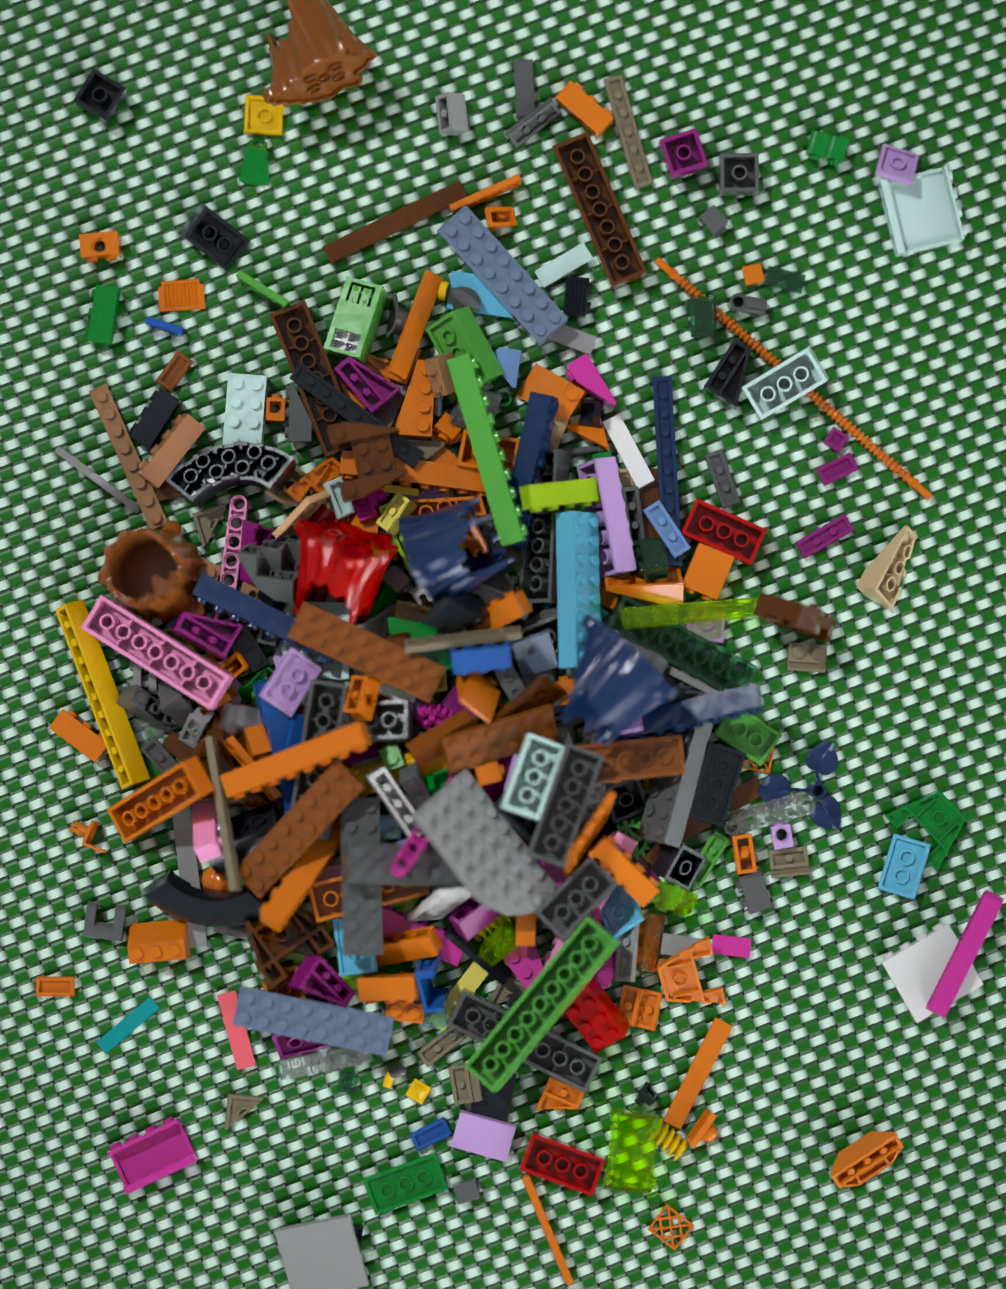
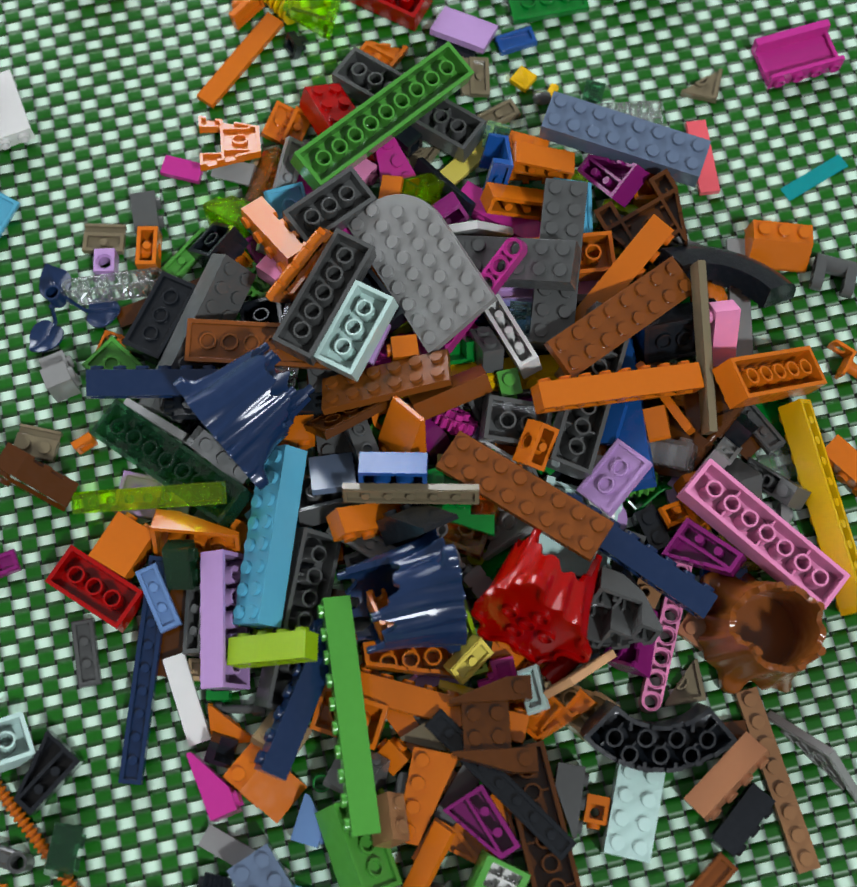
camera: 165 degrees left, 15 degrees down
(180, 751) = (741, 430): none -> black brick
(763, 660) = (84, 443): none -> orange tile
(799, 720) = (60, 376): none -> light grey brick

